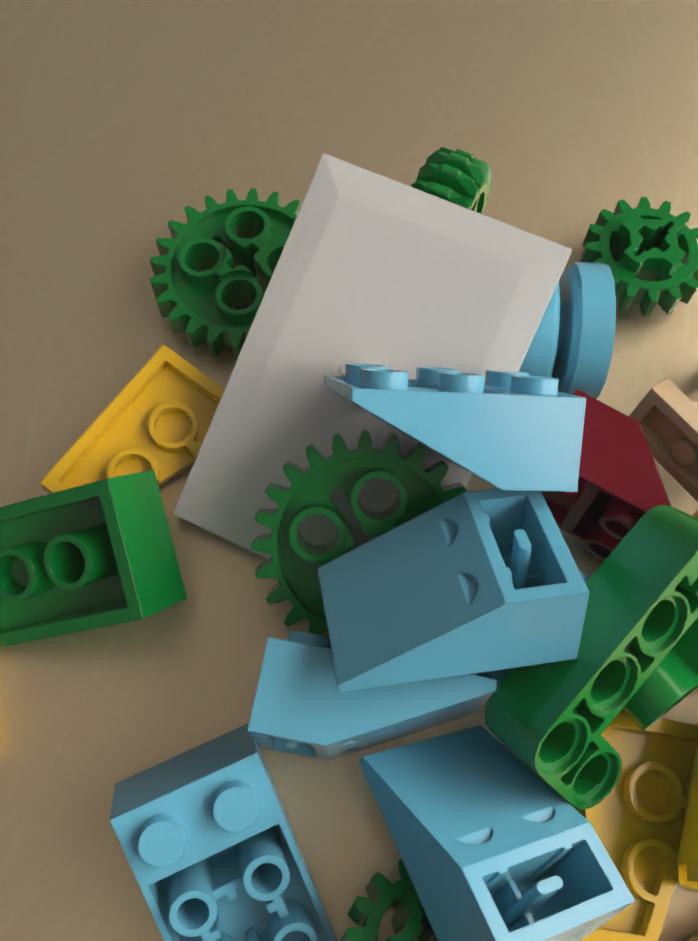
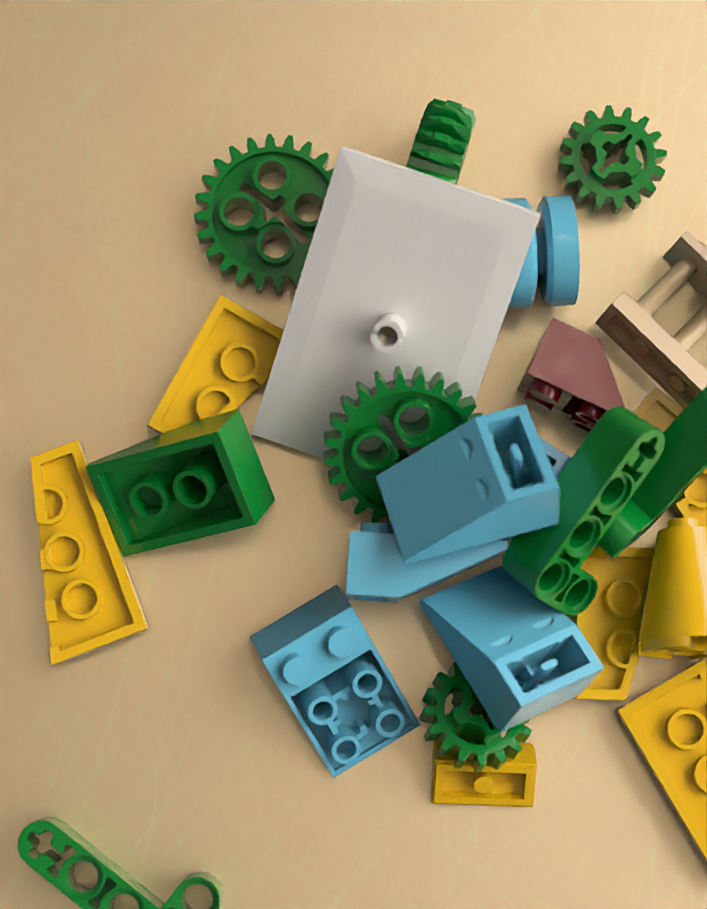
camera: 10 degrees left, 15 degrees up
(502, 430) = (477, 365): medium azure slope -> none

